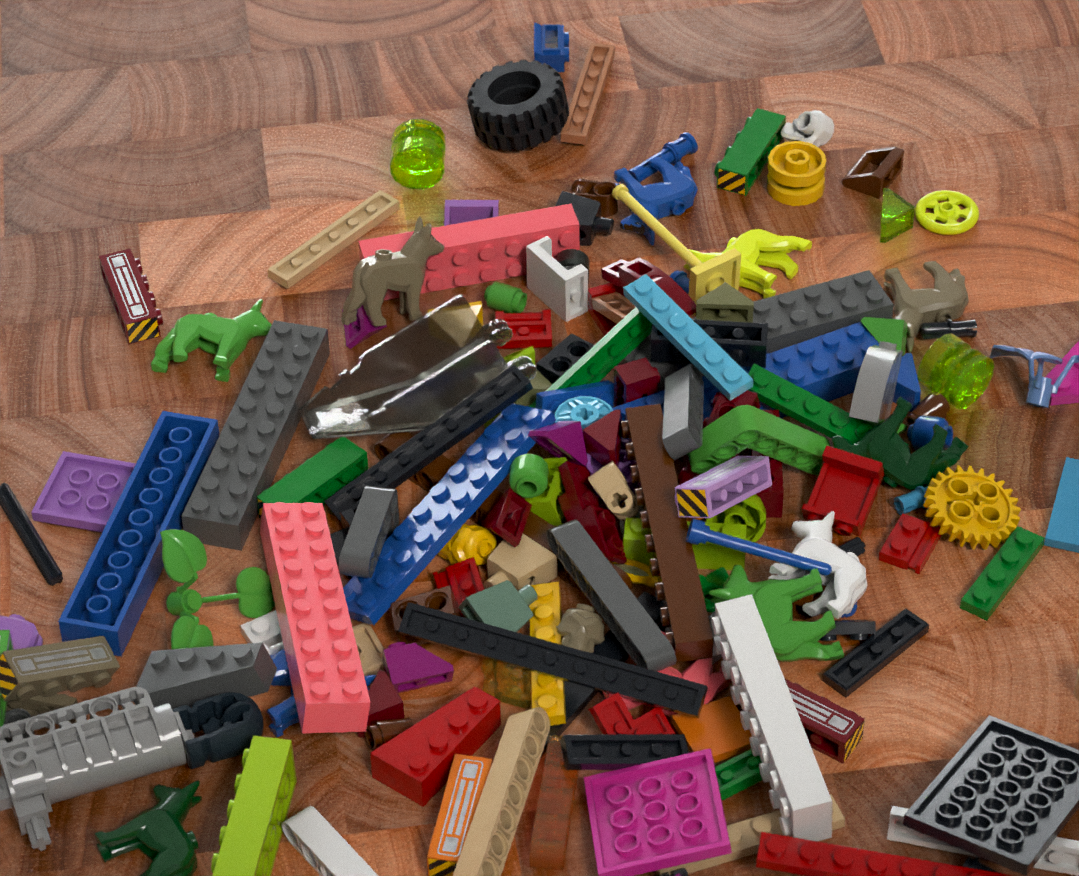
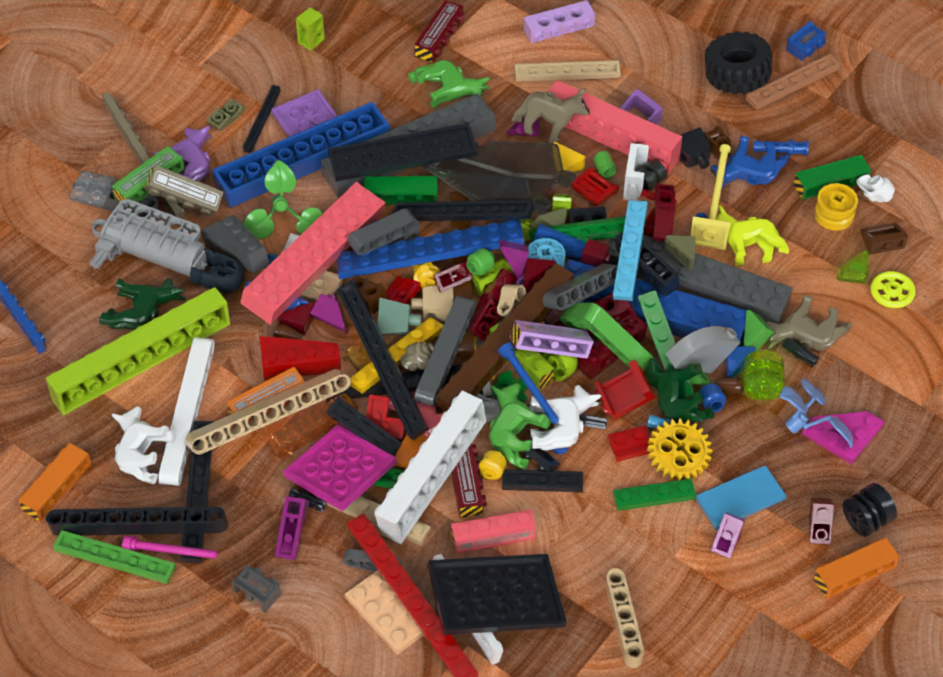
camera: 45 degrees right, 10 degrees up
(258, 197) = (559, 21): none -> lavender brick
(277, 434) = (402, 152): none -> black plate
(417, 154) = (656, 53): clear neon green wheel -> none
(811, 674) = (492, 465): none -> yellow head
(905, 740) = (493, 531): none -> coral brick

